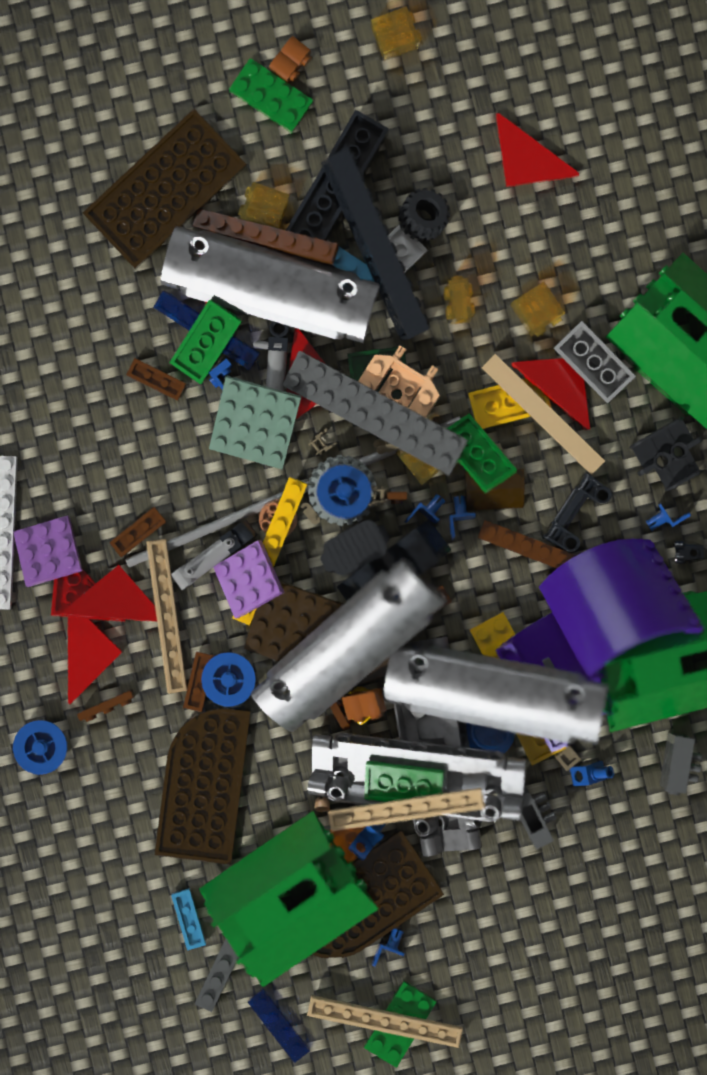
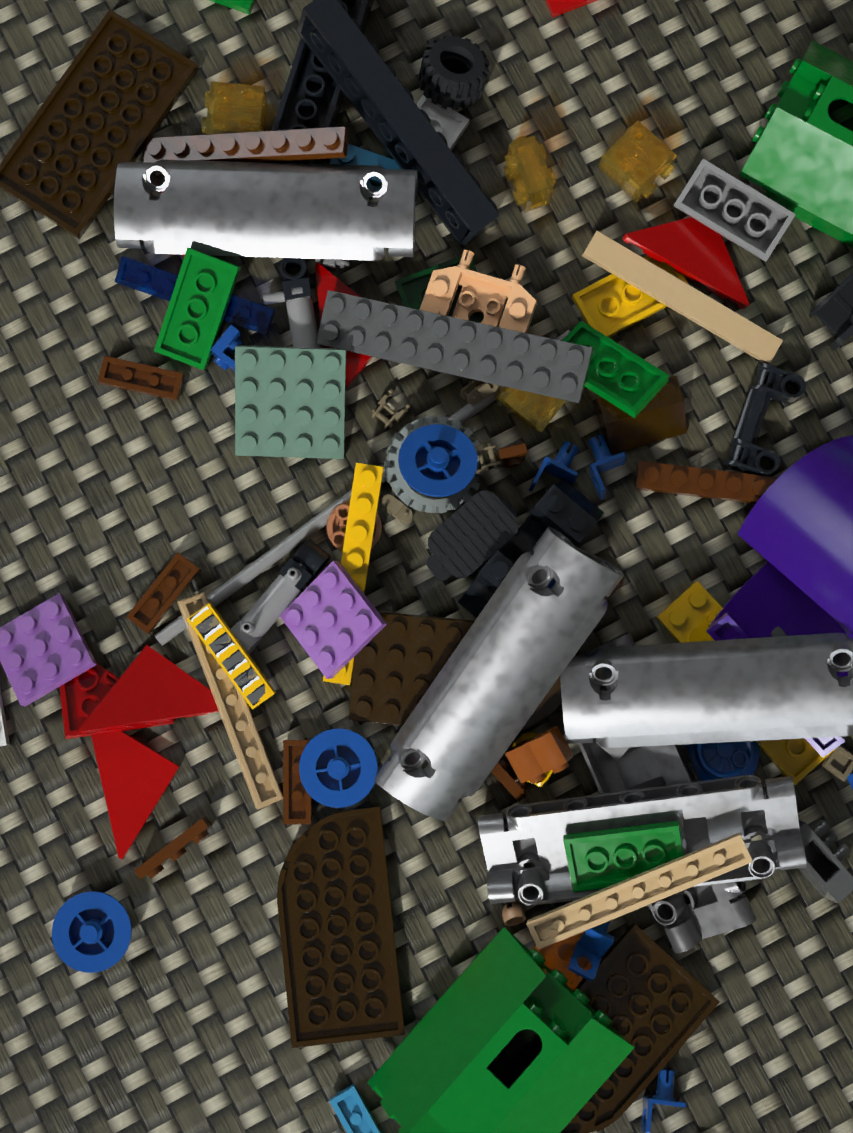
camera: 15 degrees left, 5 degrees down
(174, 587) = (231, 655): none -> tile

